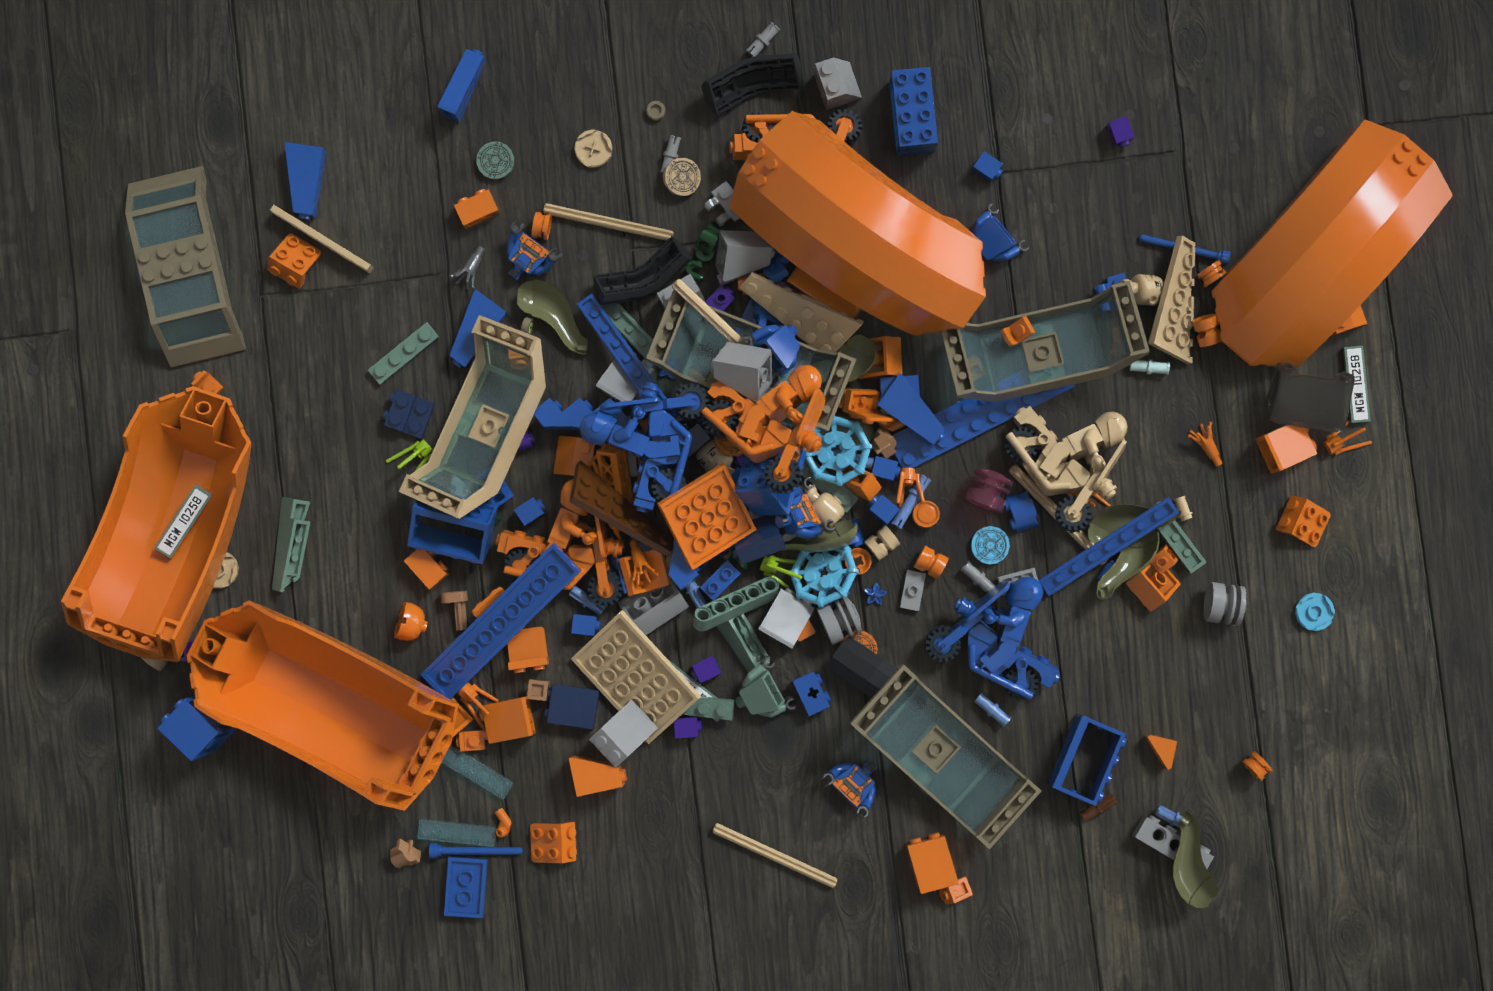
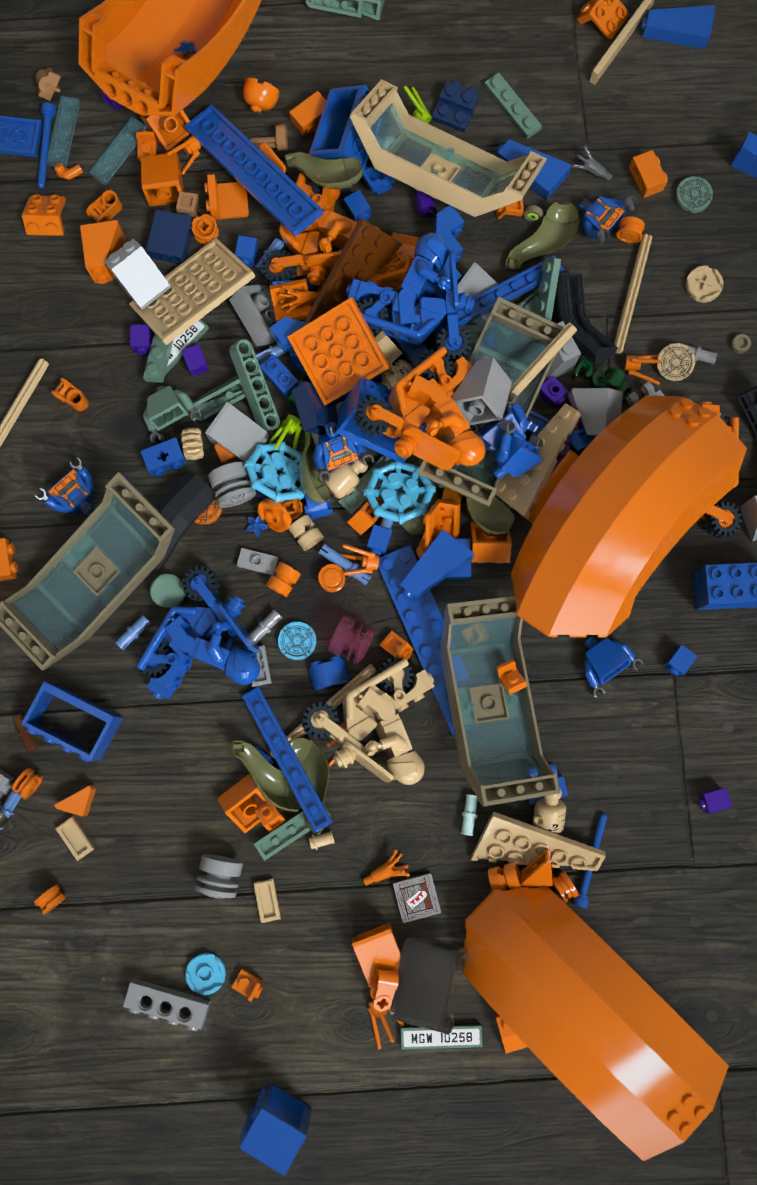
camera: 95 degrees right, 5 degrees down
(357, 706) = (186, 47): none -> blue plant
(508, 532) = (334, 173): none -> olive animal
(545, 780) = (103, 208): none -> orange piece
(561, 670) = (205, 229): none -> orange wheel
(624, 310) = (548, 287): none -> sand green plate
(685, 220) = (634, 362): none -> orange plant
(695, 469) = (389, 349): none -> tan panel
(749, 797) = (68, 394): none -> orange piece
(797, 664) = (192, 443): none -> tan gear
(802, 333) = (516, 454): none -> blue torso
(867, 575) = (275, 515): none -> orange tile
(882, 509) = (338, 533): blue brick -> none
(883, 442) = (405, 540): medium nougat piece -> none
(949, 678) = (167, 590): none -> sand green piece
(991, 445) = (396, 646): none -> orange bracket
(1150, 798) = (27, 783): none -> orange wheel
(1196, 749) = (75, 838): none -> tan tile
(1199, 298) = (538, 871): none -> orange slope
(1230, 413) = (416, 898): none -> tile
(1242, 557) = (267, 900): none -> tan tile
(1303, 520) = (300, 968): orange bracket -> none
(1318, 439) = (383, 988): none -> orange piece
(1322, 569) = (248, 984): none -> orange bracket
(1337, 652) = (135, 1004): none -> light grey brick
(1448, 530) = (275, 1128): none -> blue hose

